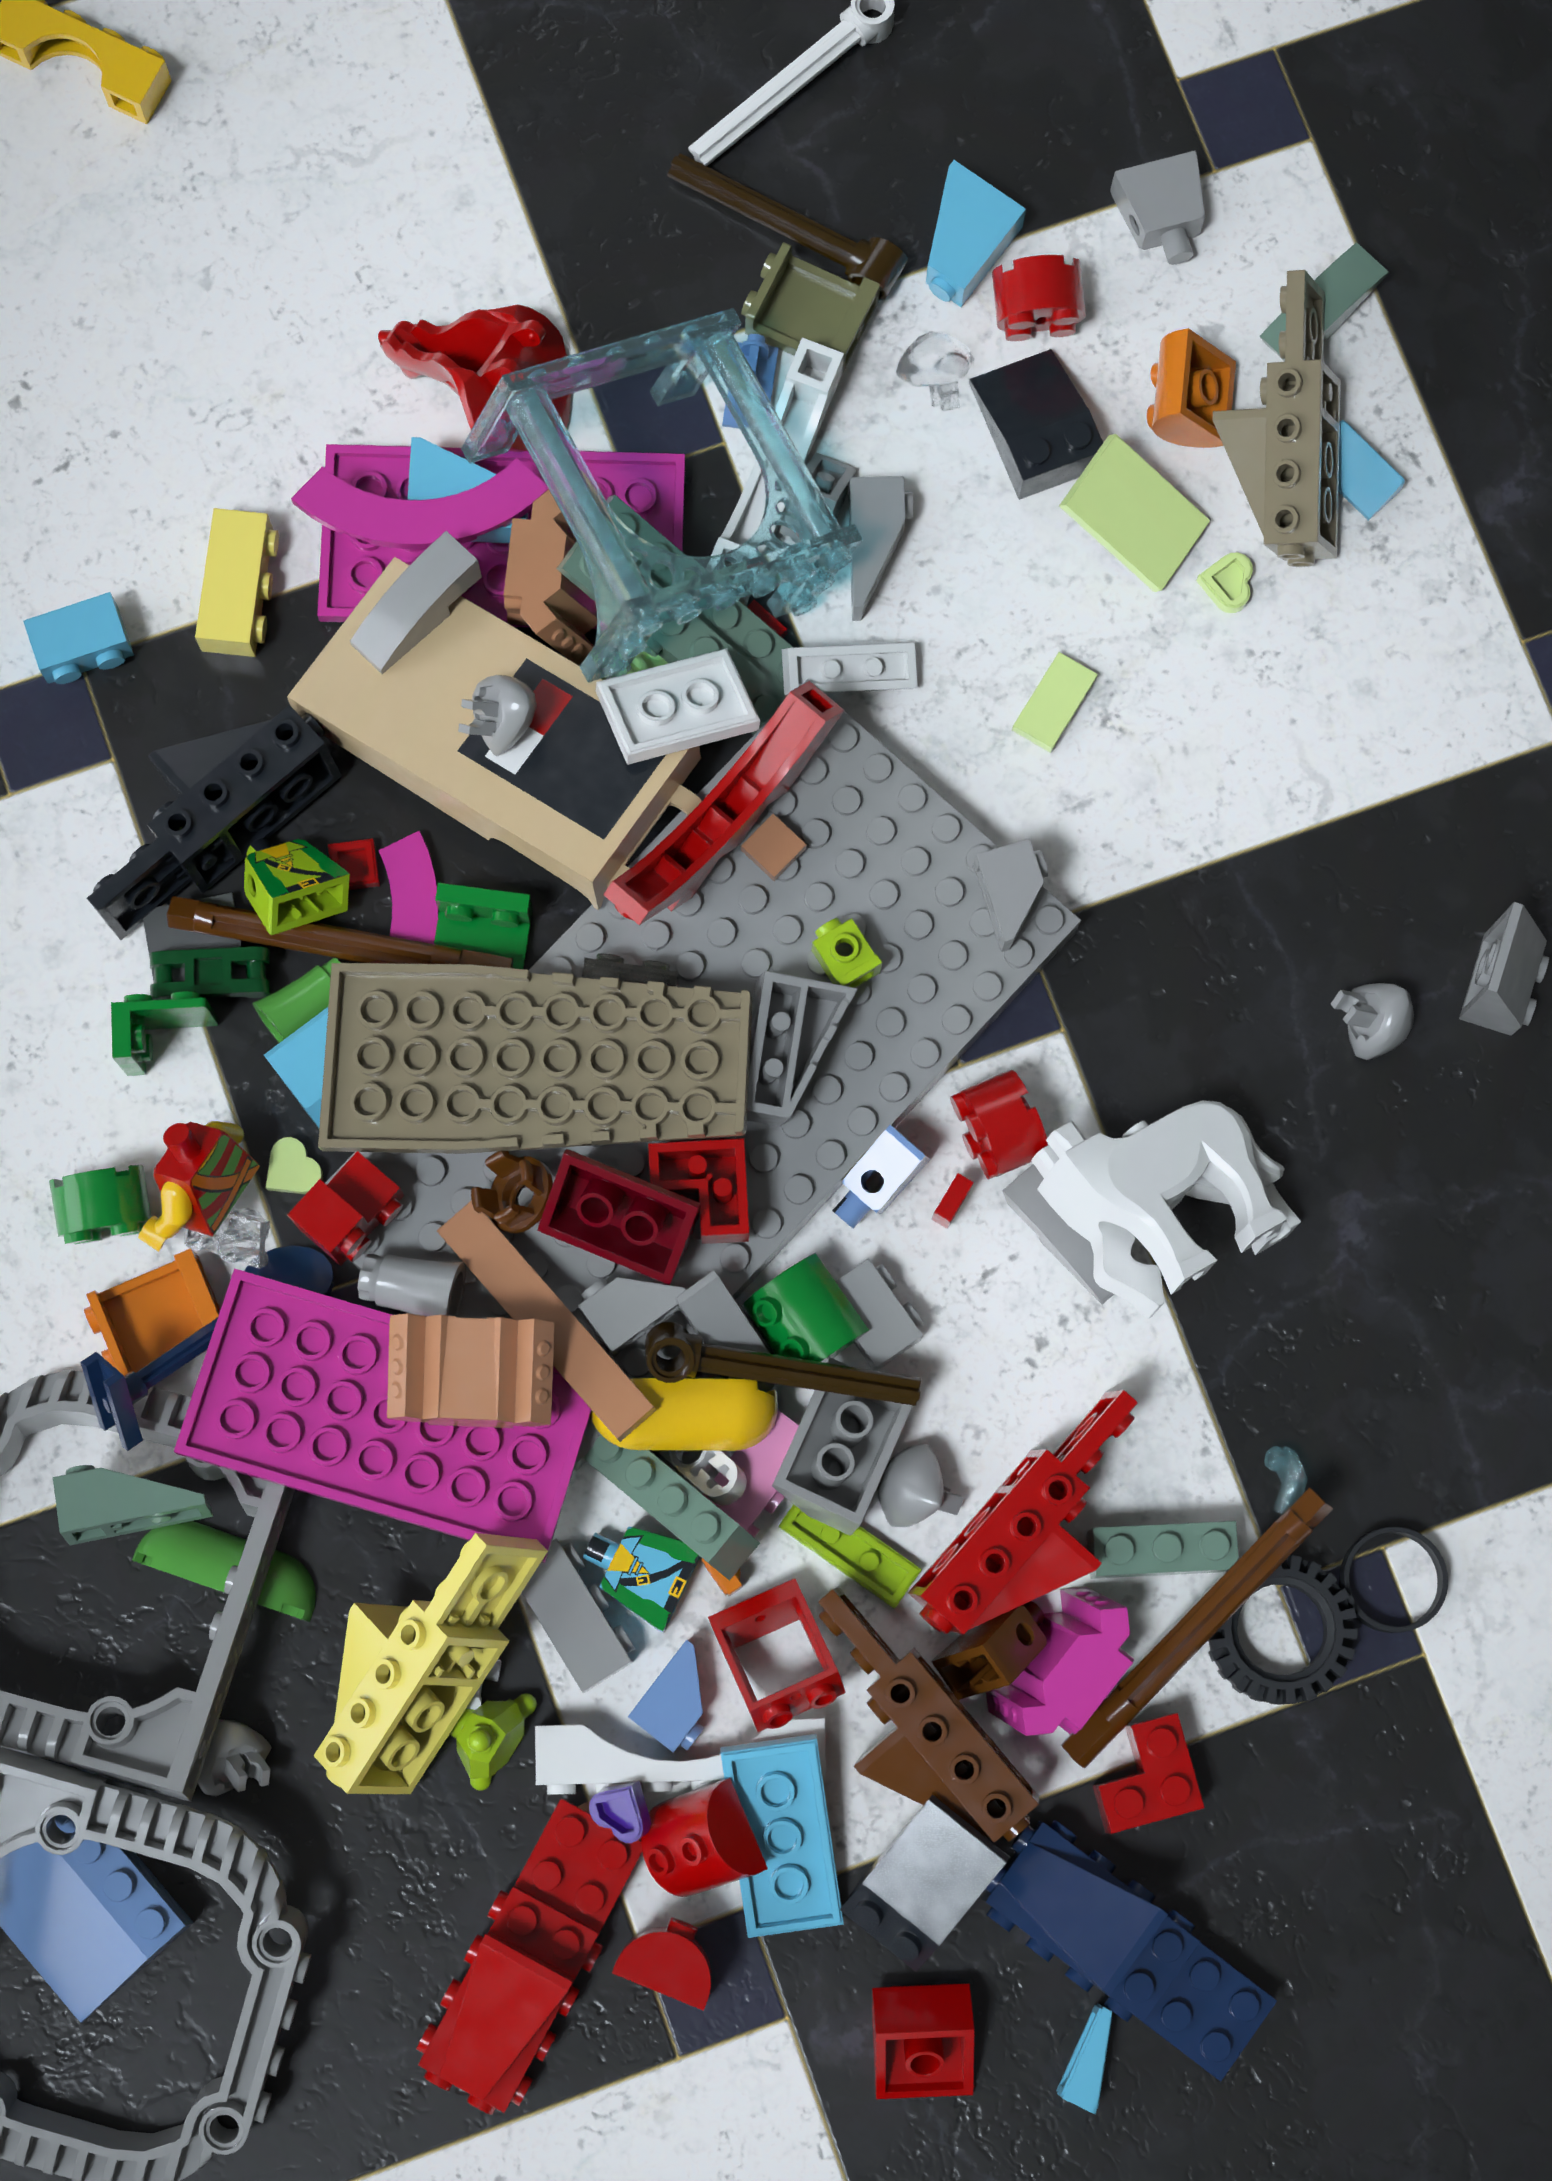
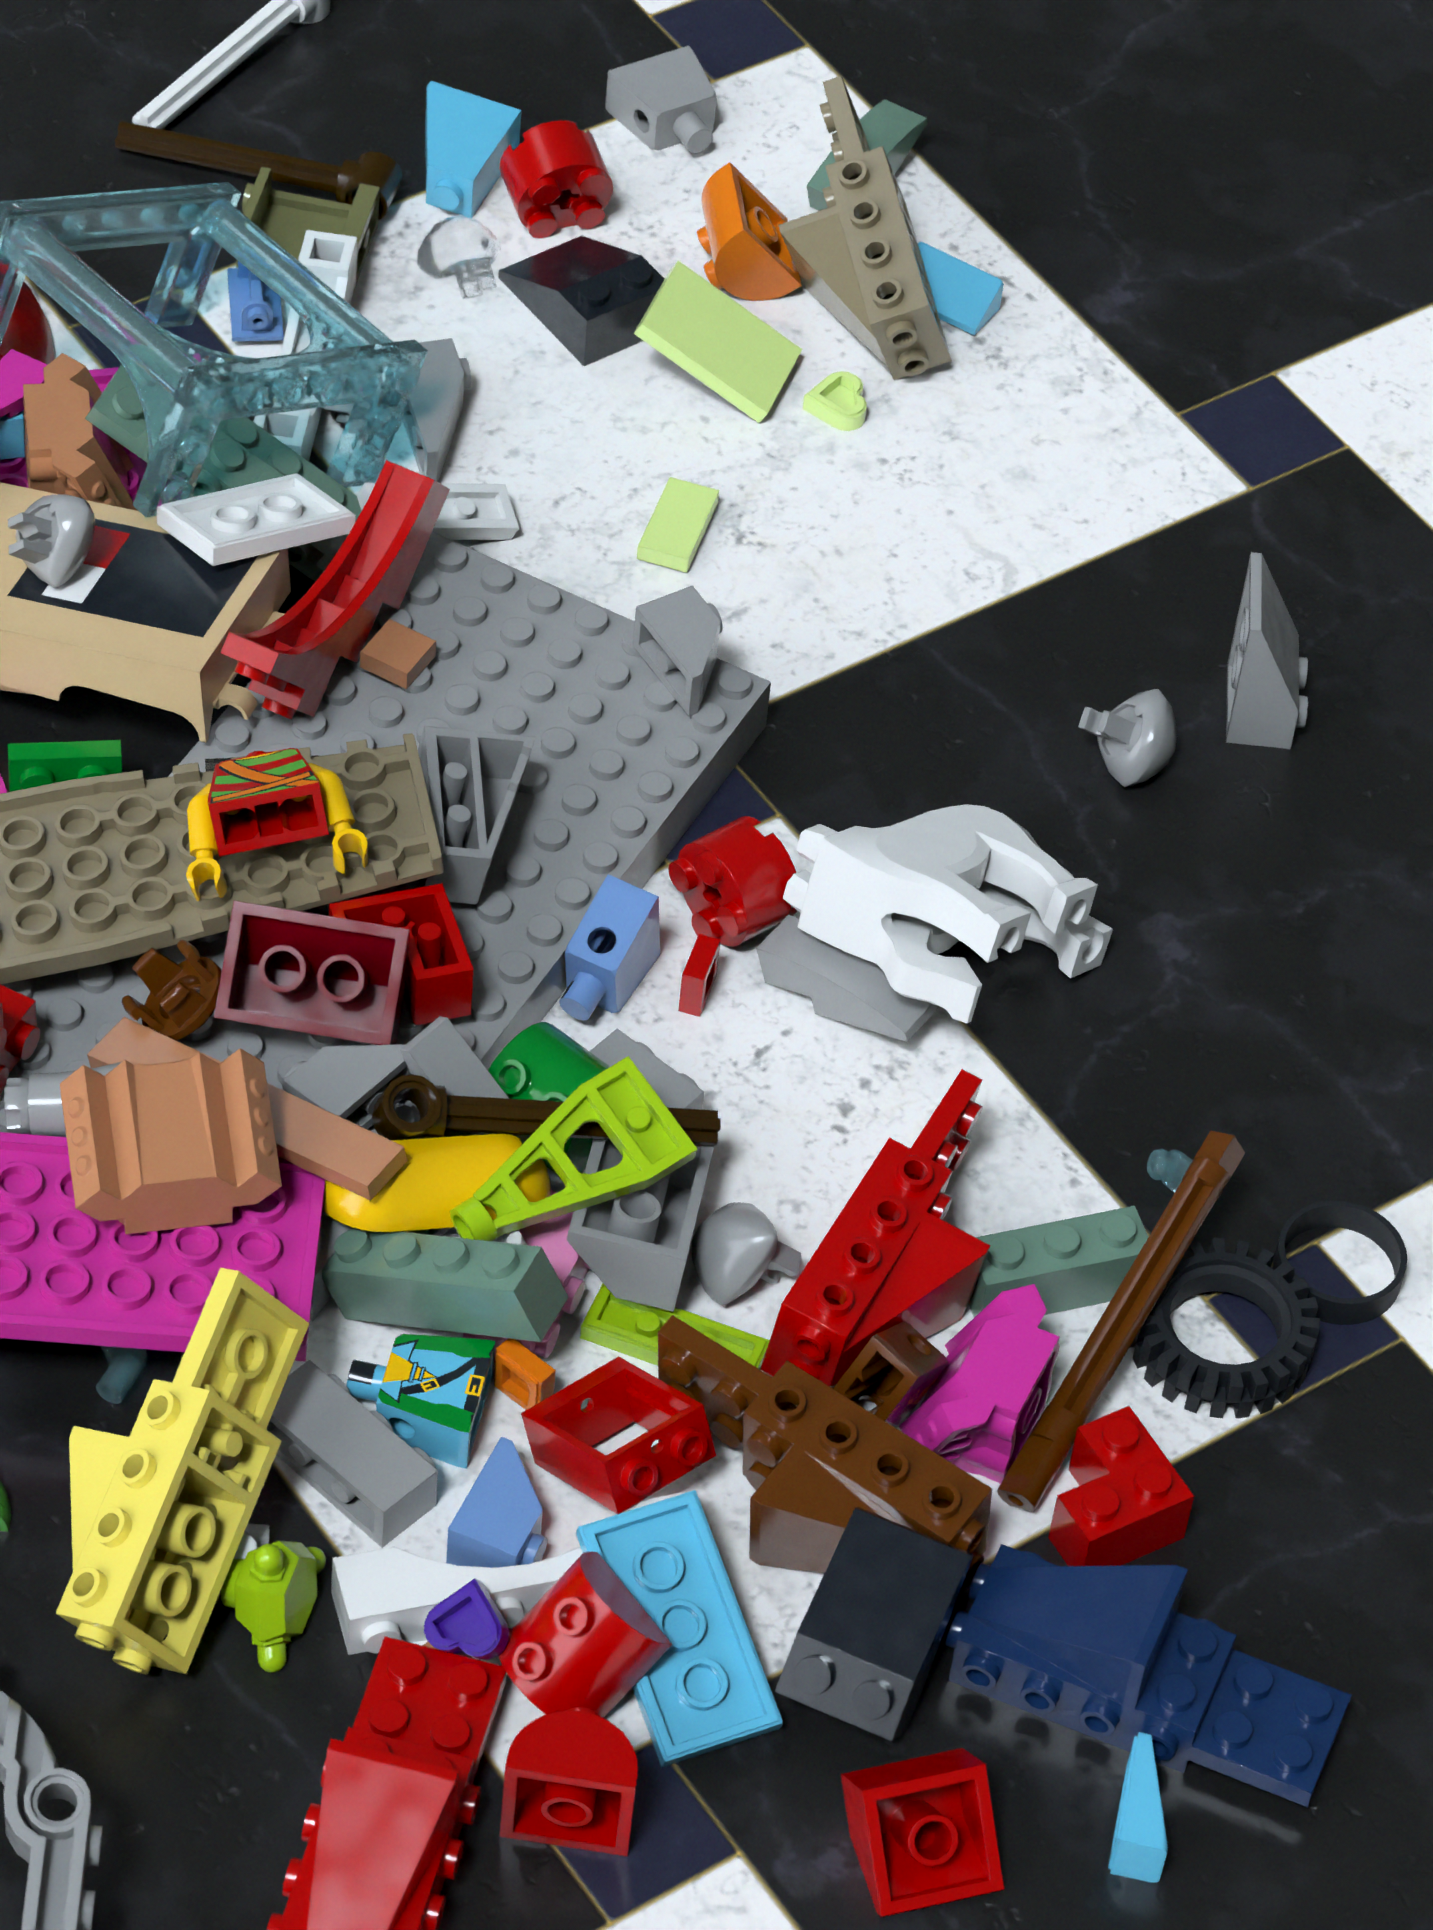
camera: 15 degrees left, 30 degrees down
(608, 1059) = (265, 804): none -> torso
(846, 1401) = (633, 1120): none -> lime plate
(847, 970) = (515, 715): lime brick -> none

